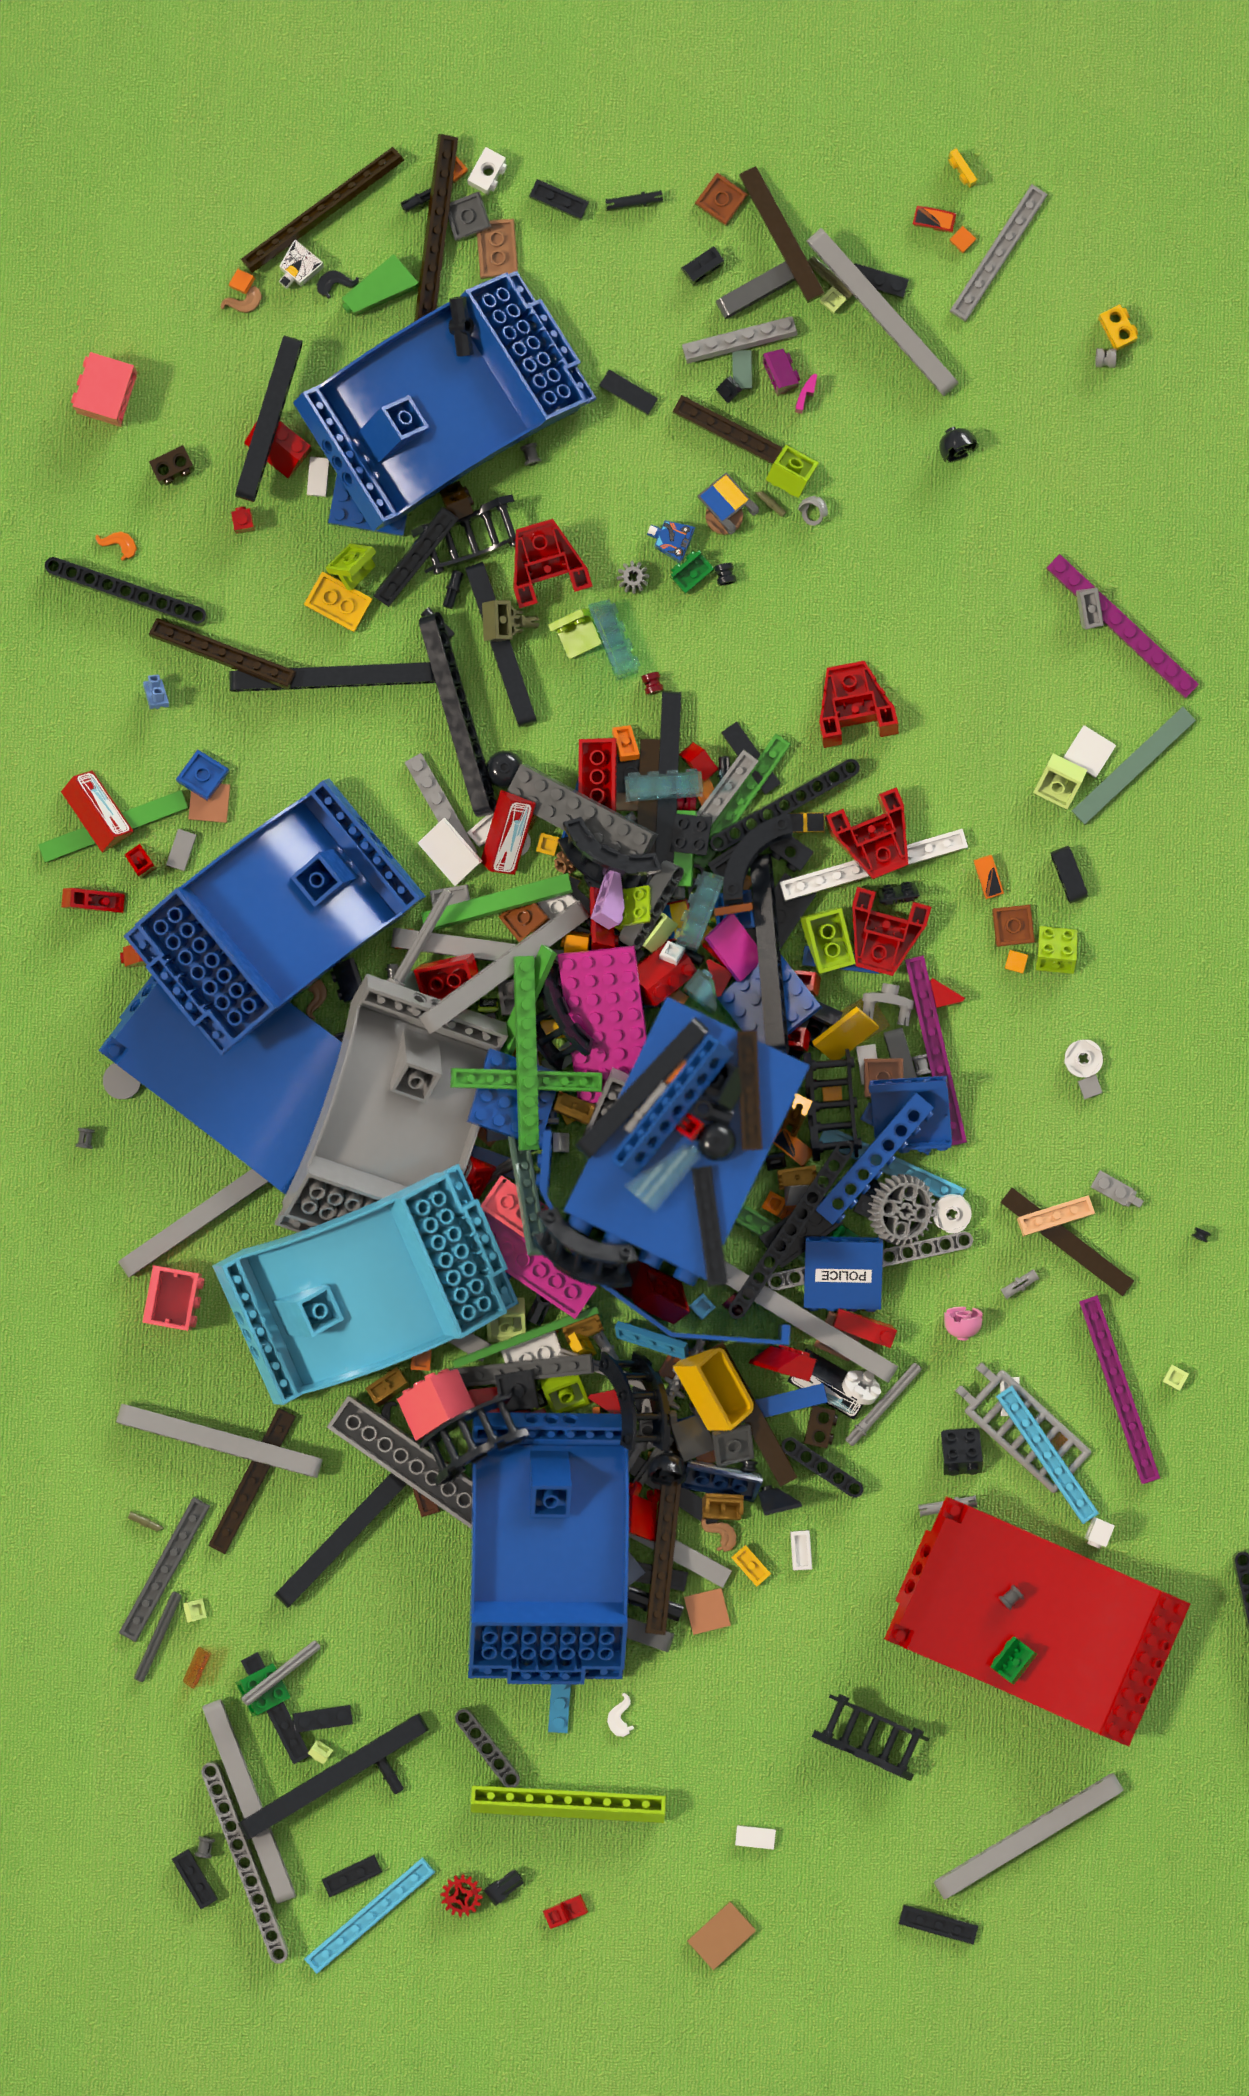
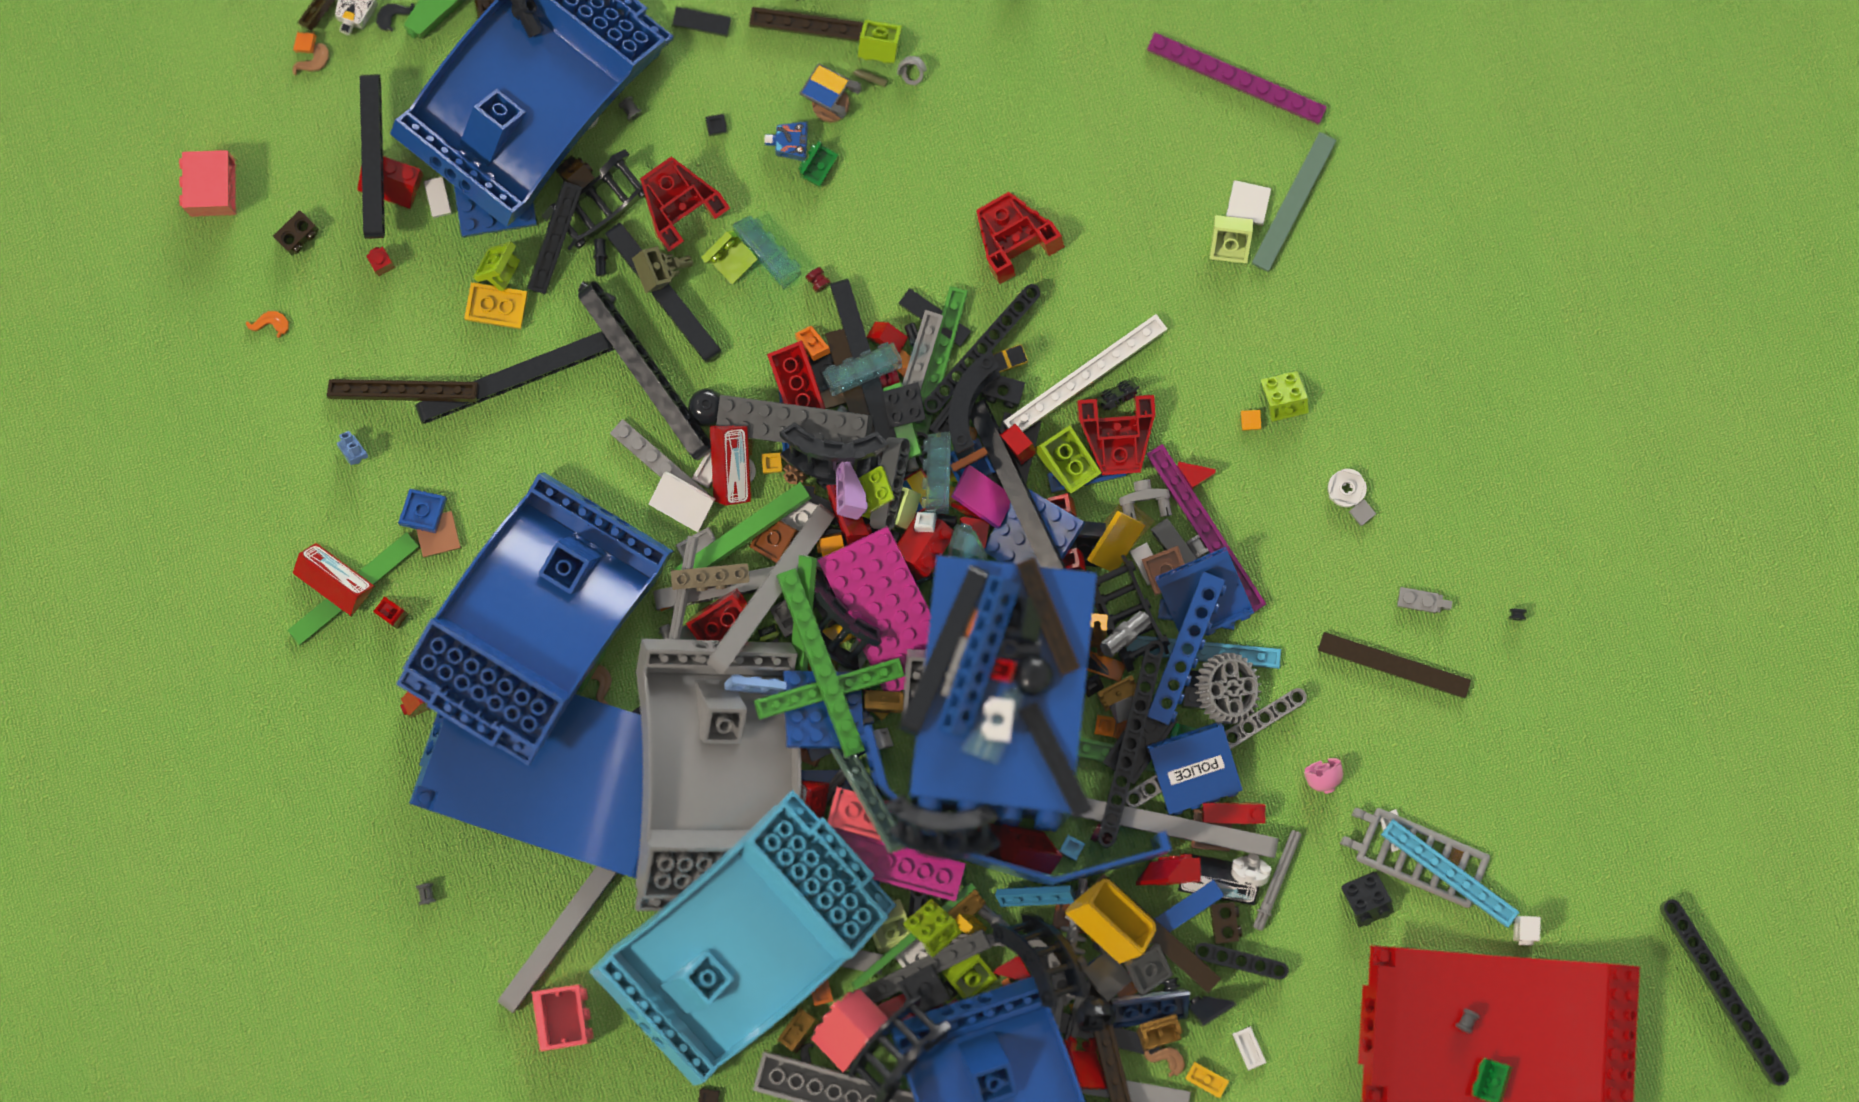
camera: 20 degrees left, 5 degrees down
(92, 900) = (356, 664): red slope -> none
(119, 585) = (300, 368): black beam -> none
(120, 1083) = (441, 829): light grey tile -> none
(181, 850) = (425, 588): light grey tile -> none
(348, 979) = (626, 653): black slope -> none
(450, 934) = (710, 576): none -> dark tan bracket
(458, 1052) = (755, 685): none -> light blue plate
(545, 1335) = (932, 927): none -> lime bracket
(607, 498) = (716, 125): none -> black tile
(626, 576) = (765, 181): light grey gear -> none
(668, 1184) = (1001, 732): none -> white brick
(725, 574) = (850, 156): black wheel -> none
(786, 908) = (1018, 443): none -> red slope
(822, 1124) = (1125, 634): none -> light grey piece
(832, 1093) = (1122, 603): light orange tile -> none
(878, 843) = (1082, 353): red wedge -> none
(934, 1508) = (1363, 961): light grey pin -> none
(961, 1219) = (1288, 676): white plate -> none
(988, 876) = (1196, 350): slope -> none
(1013, 925) = (1236, 387): dark orange tile -> none
(1031, 1277) = (1373, 710): light grey pin -> none
(1055, 1216) = (1375, 644): light nougat plate -> none
(1069, 874) = (1271, 322): black beam -> none
(1089, 608) = (1200, 71): light grey slope -> none
(1119, 1389) = (1495, 788): magenta plate -> none
(1175, 1377) = (1543, 757): yellowish green plate -> none

